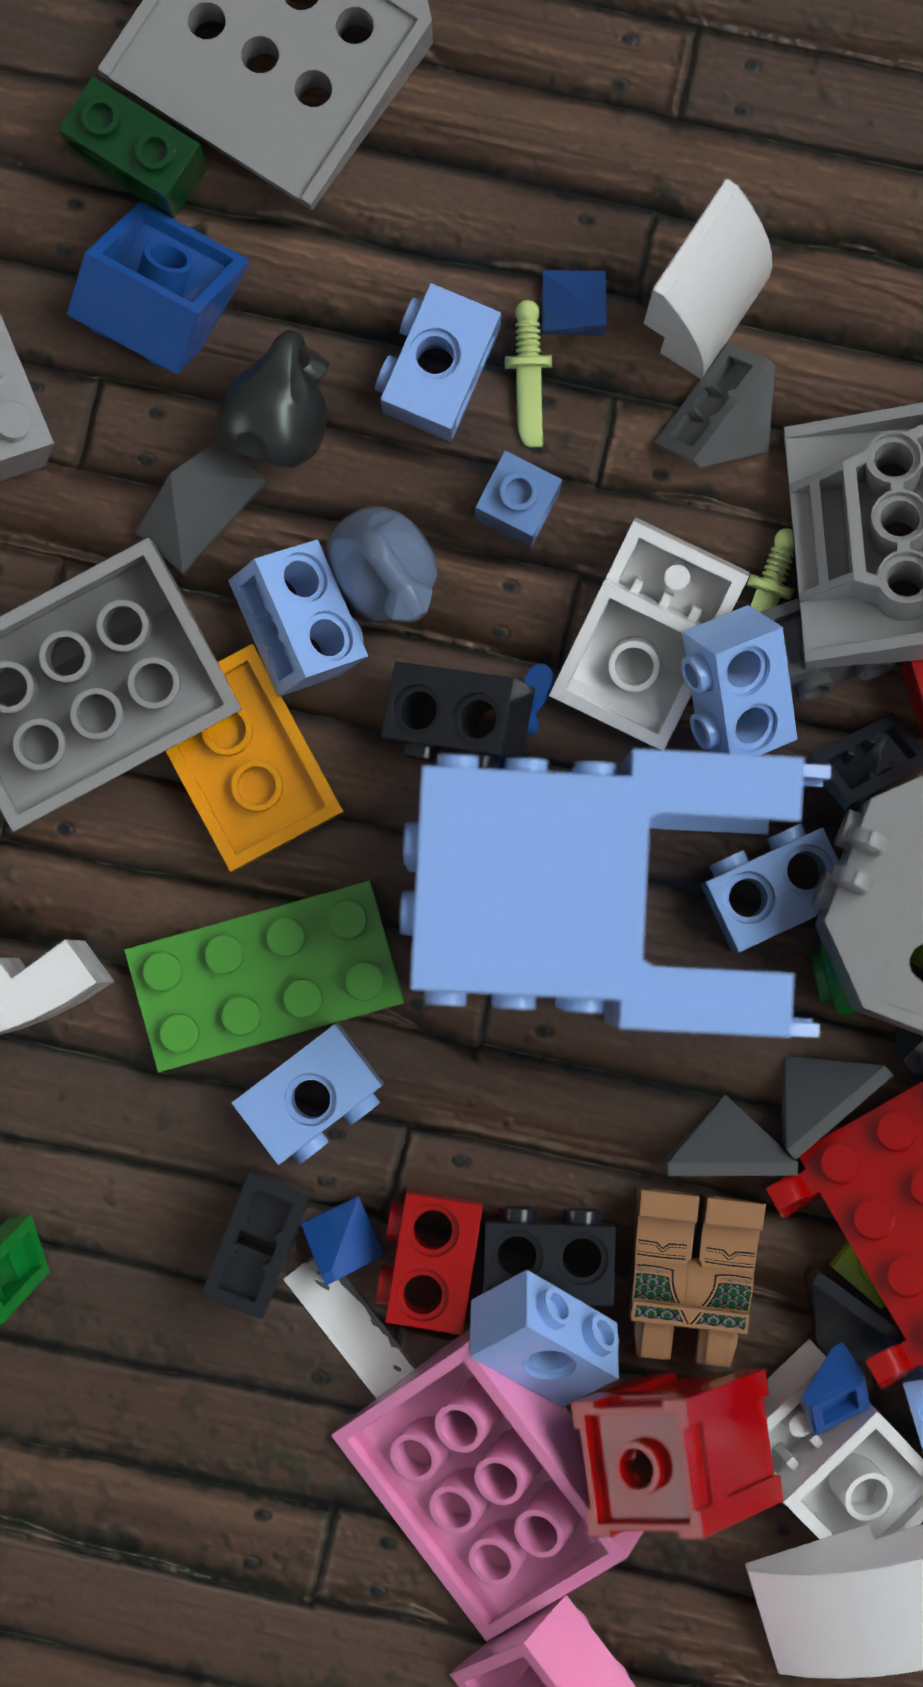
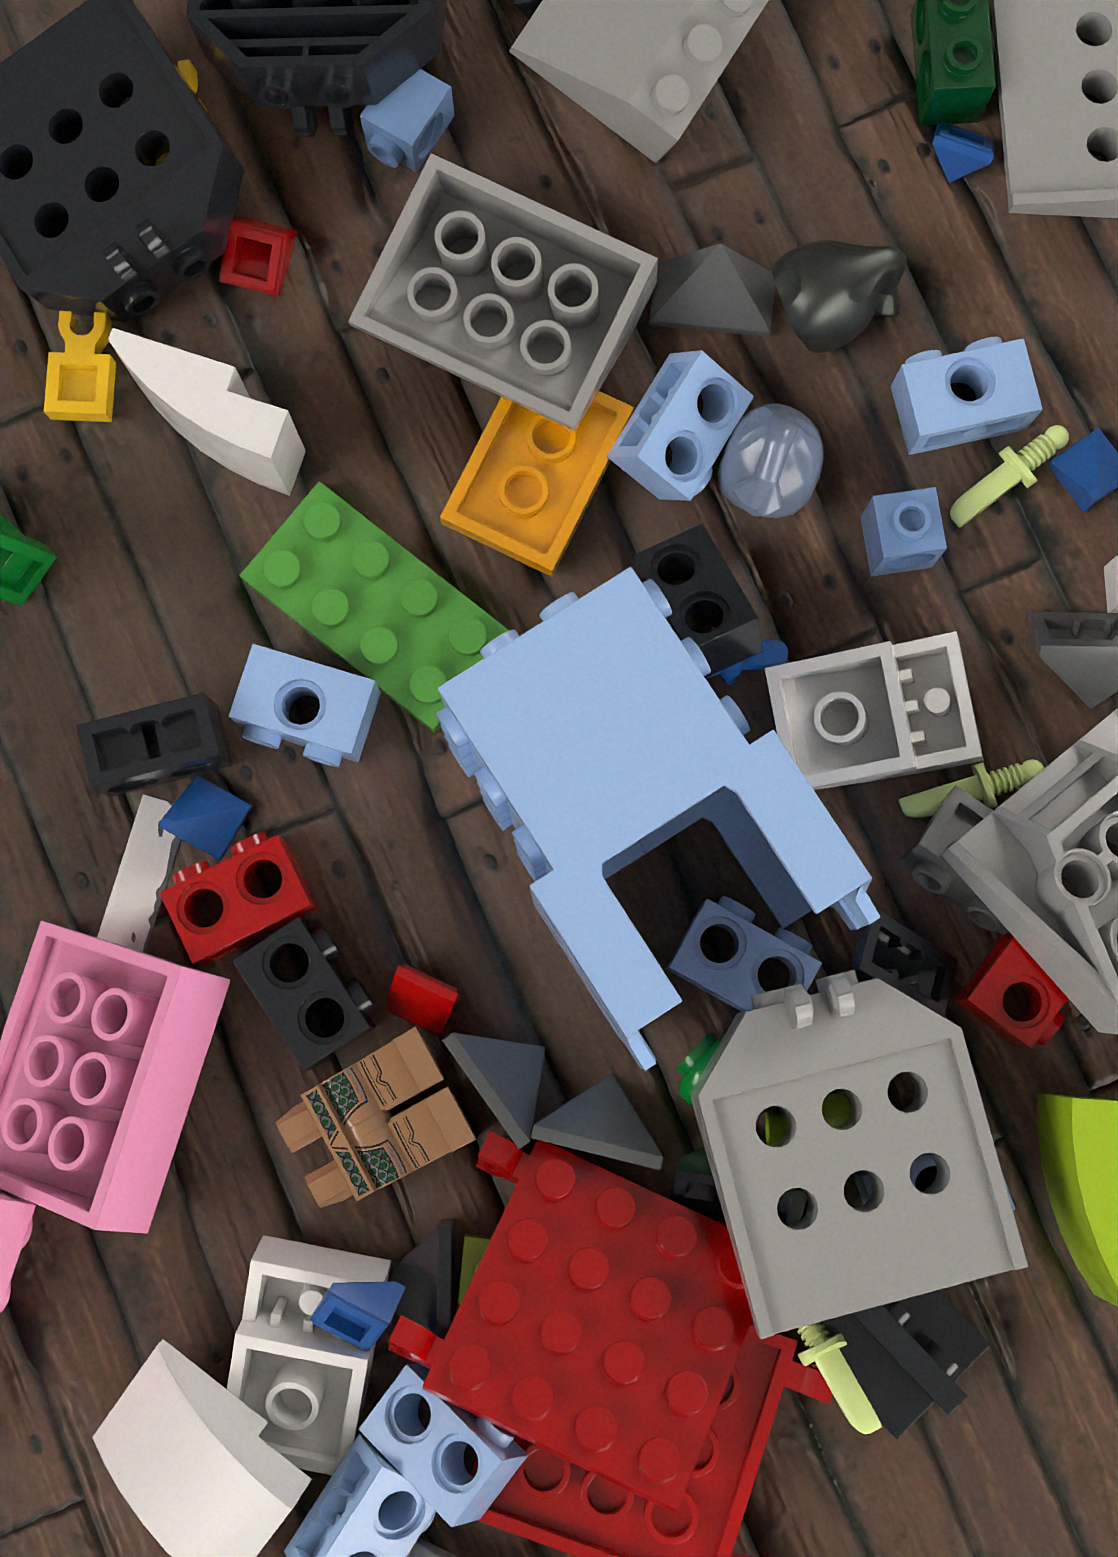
camera: 55 degrees right, 5 degrees down
(156, 286) = (857, 140): blue slope -> none
(224, 203) = (961, 150): none -> blue slope
(544, 1339) = (234, 1032): light blue brick -> none
(618, 1166) = (422, 999): none -> red slope
(677, 1454) = (211, 1211): red container -> none
(739, 684) = (899, 817): light blue brick -> none

